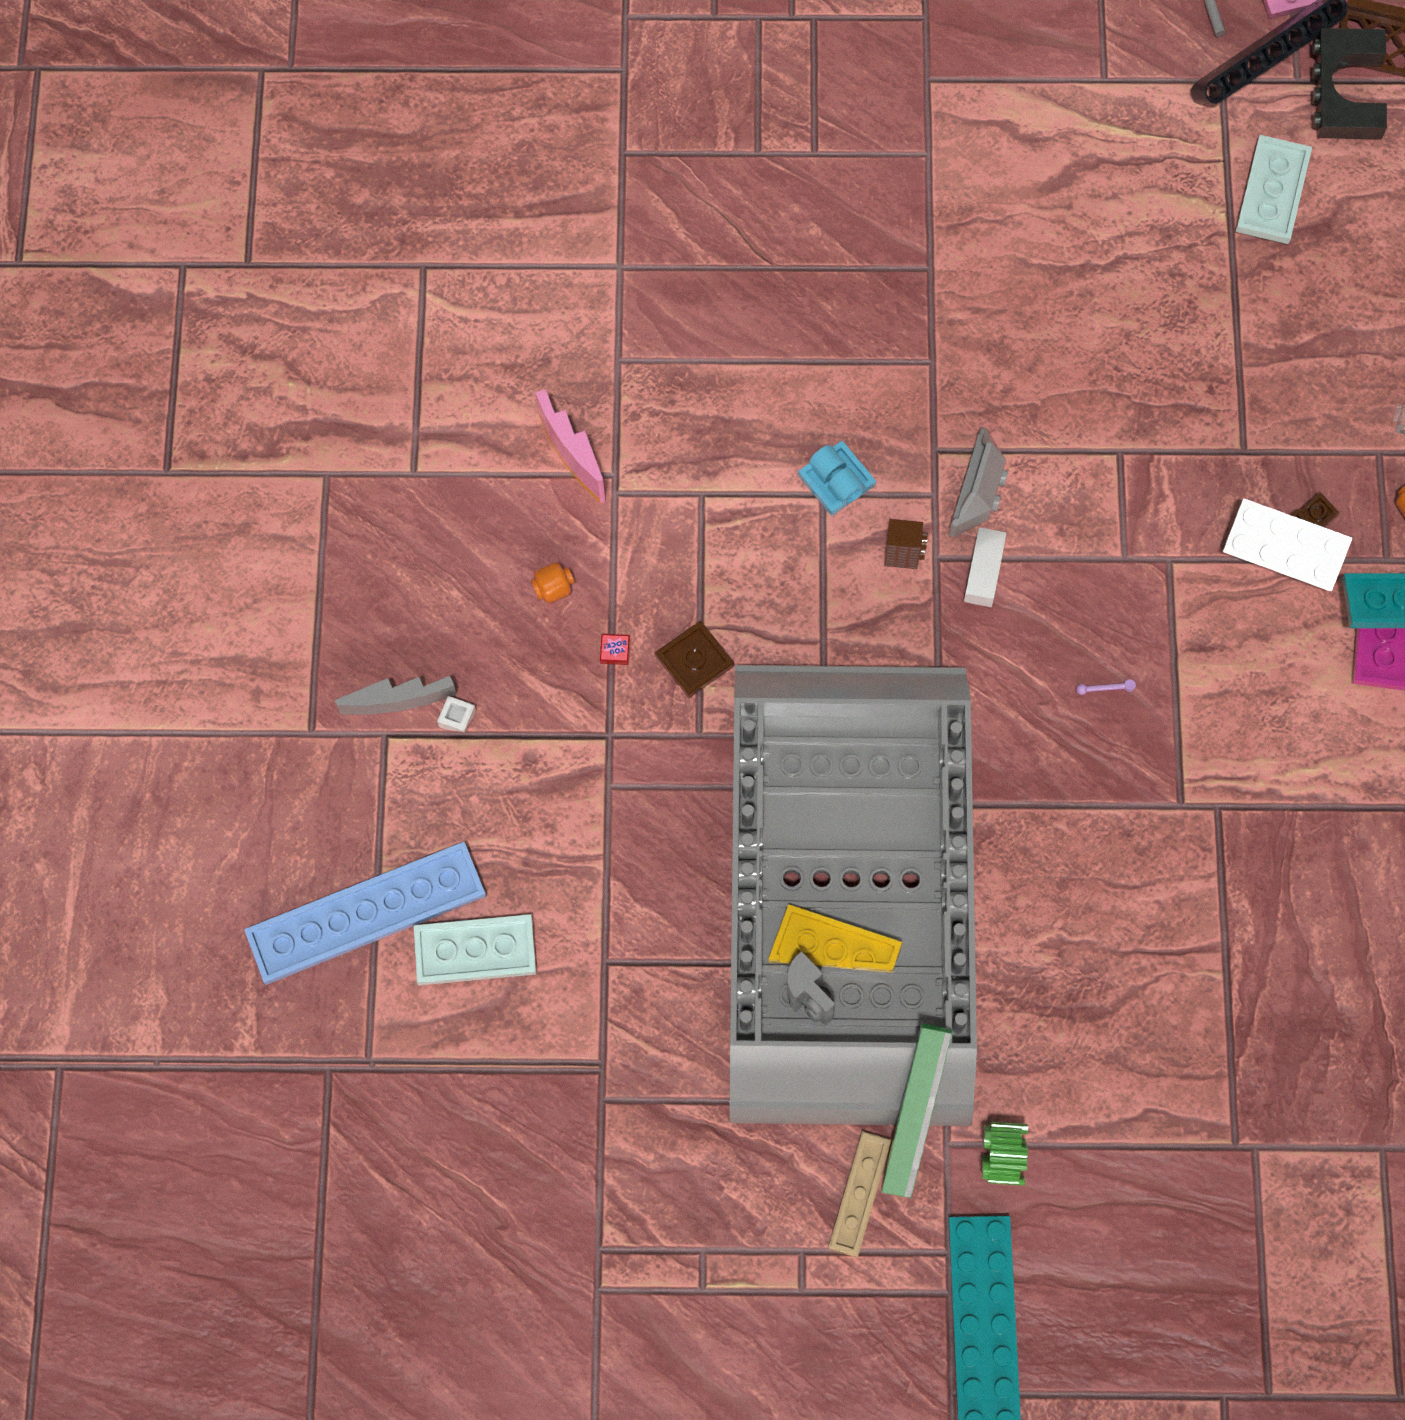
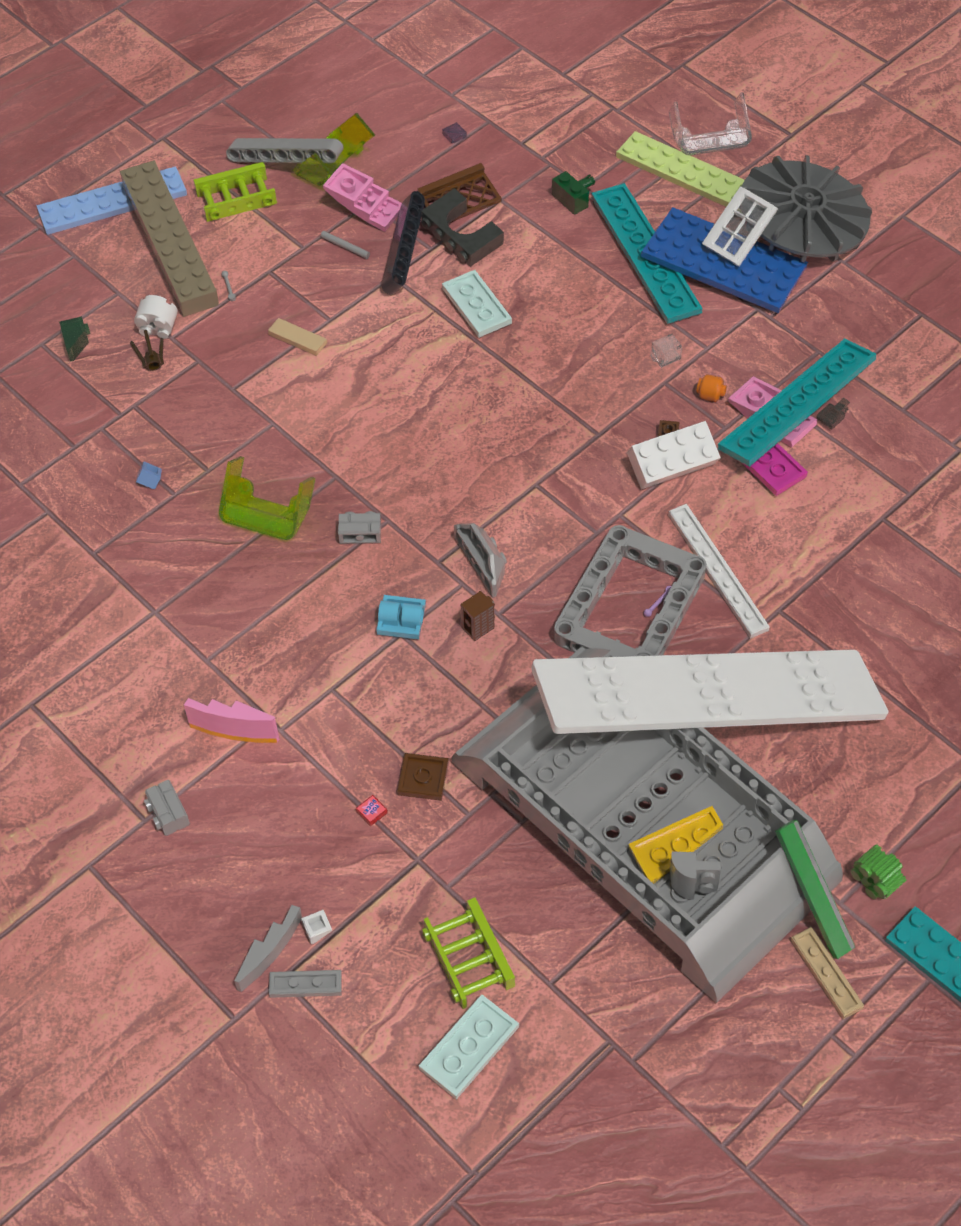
camera: 45 degrees left, 15 degrees down
(364, 913) = (379, 1090): light blue plate -> none
(398, 758) = (305, 983): none -> light grey tile
(438, 479) = (167, 808): none -> light grey brick
(552, 582) = (297, 805): orange head -> none
(578, 887) = (482, 934): none -> lime fence
(751, 111) = (149, 475): none -> medium blue slope
(812, 243) = (259, 515): none -> clear neon green windscreen
(892, 346) = (359, 527): none -> light grey brick
(985, 567) = (532, 594): white slope -> none
(1027, 829) = (706, 690): none -> white plate
(1049, 73) = (297, 336): none -> tan tile
(1059, 611) = (647, 551): none -> light grey beam
(1201, 709) = (719, 571): none -> white tile

